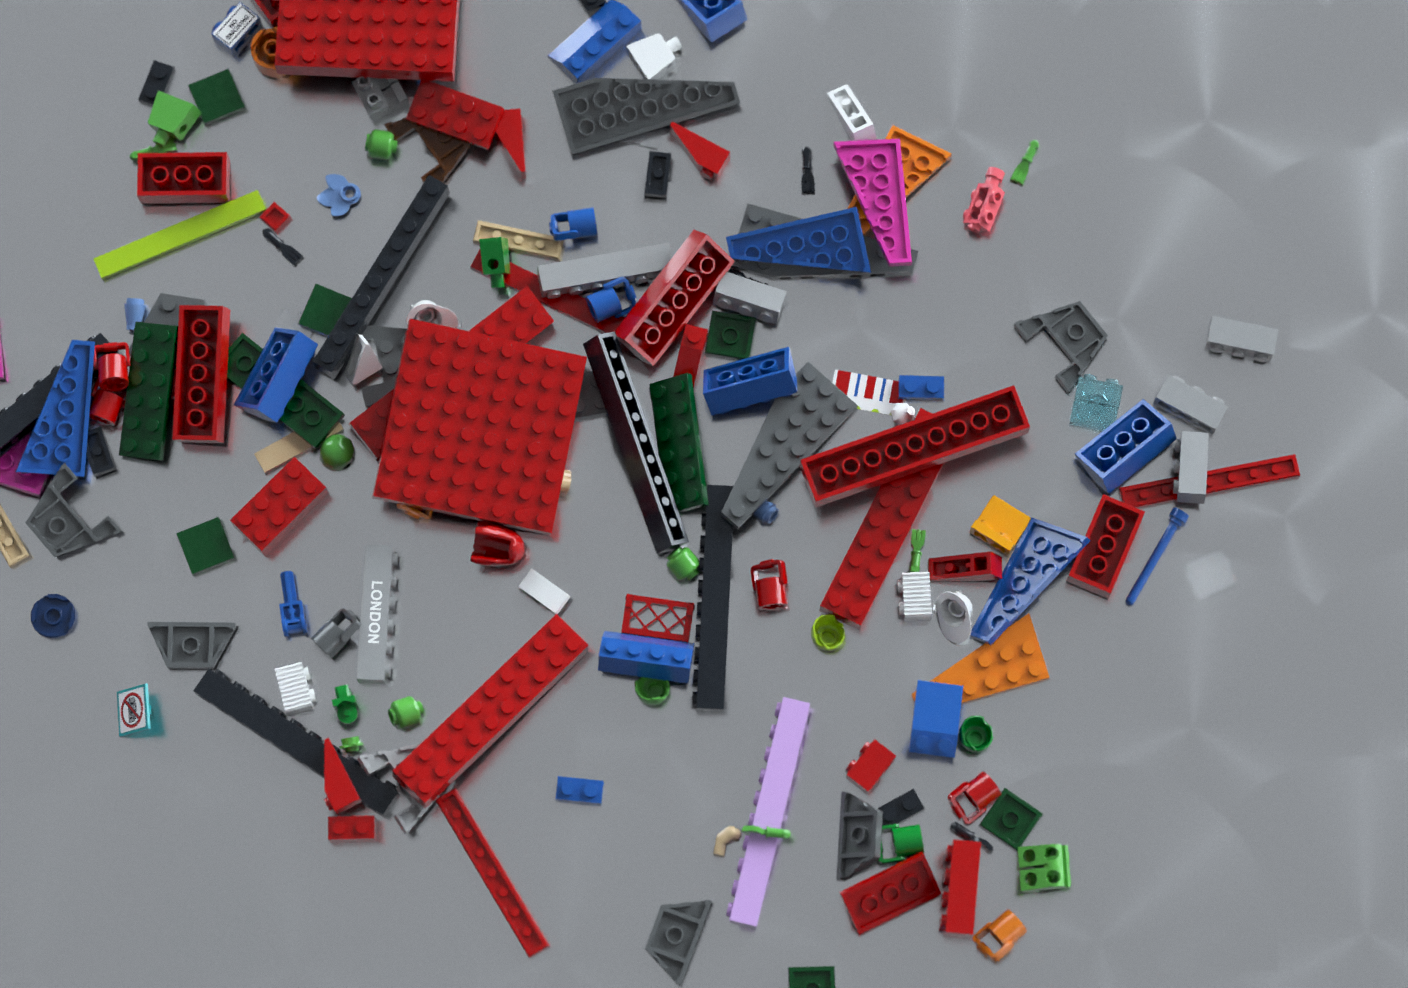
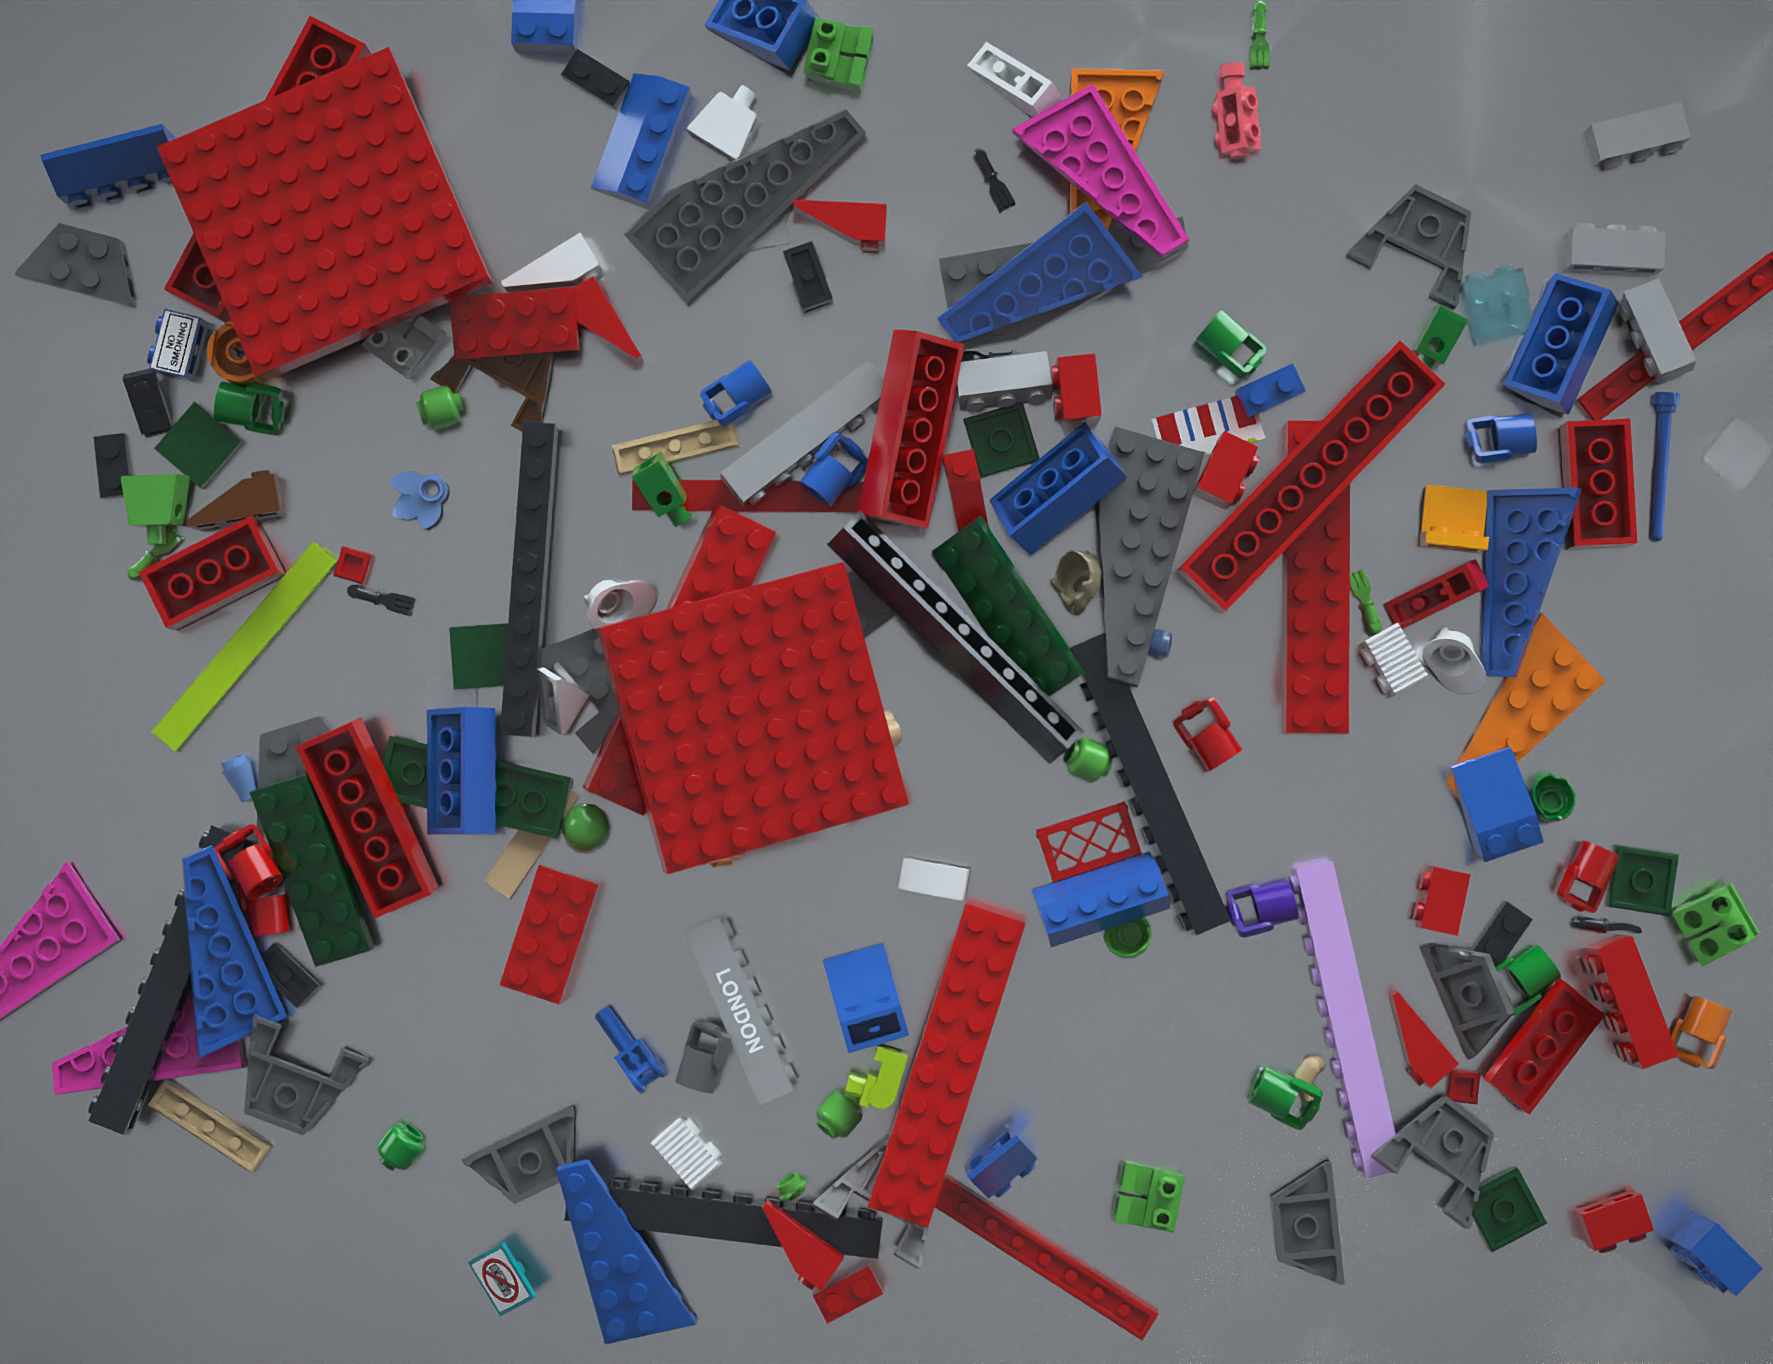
camera: 25 degrees left, 10 degrees up
(53, 616) = (340, 1207): dark blue tile -> none
(112, 594) = (400, 1147): none -> green head
(199, 53) = (147, 401): none -> black plate
(205, 546) = (483, 1027): dark green tile -> none
(212, 742) = (621, 1271): none -> blue wing
(237, 143) = (252, 497): none -> reddish brown slope
(257, 85) = (242, 405): none -> green piece
(345, 704) = (762, 1143): green hips -> none
(443, 704) = (882, 1085): none -> lime hips
(461, 646) = (865, 998): none -> blue slope
(493, 792) = (1000, 1164): none -> blue slope
(496, 545) = (846, 853): red hair -> none
(504, 93) = (561, 267): none -> white slope
(579, 790) = (1100, 1103): blue plate -> none
(589, 864) = (1163, 1200): none -> bright green hips
(697, 838) = (1277, 1093): none -> green piece
(734, 445) = (1077, 579): none -> dark tan hair
(747, 47) = (838, 54): none -> bright green hips
(756, 715) = (1272, 906): none -> dark purple piece
(768, 832) = (1362, 1048): bright green piece -> none
(793, 324) = (1077, 390): none -> red brick
(797, 926) = (1450, 1142): none -> dark grey wing
(809, 858) = (1421, 1049): none -> red slope
(824, 896) = (1463, 1086): none -> red tile
(827, 632) = (1309, 760): lime hair -> none
(864, 419) = (1225, 470): none -> red brick
(902, 413) = (1267, 437): white piece -> none
(906, 340) = (1222, 339): none -> green piece
(1052, 397) = (1446, 328): none -> green torso
(1063, 490) = (1509, 437): none -> blue piece

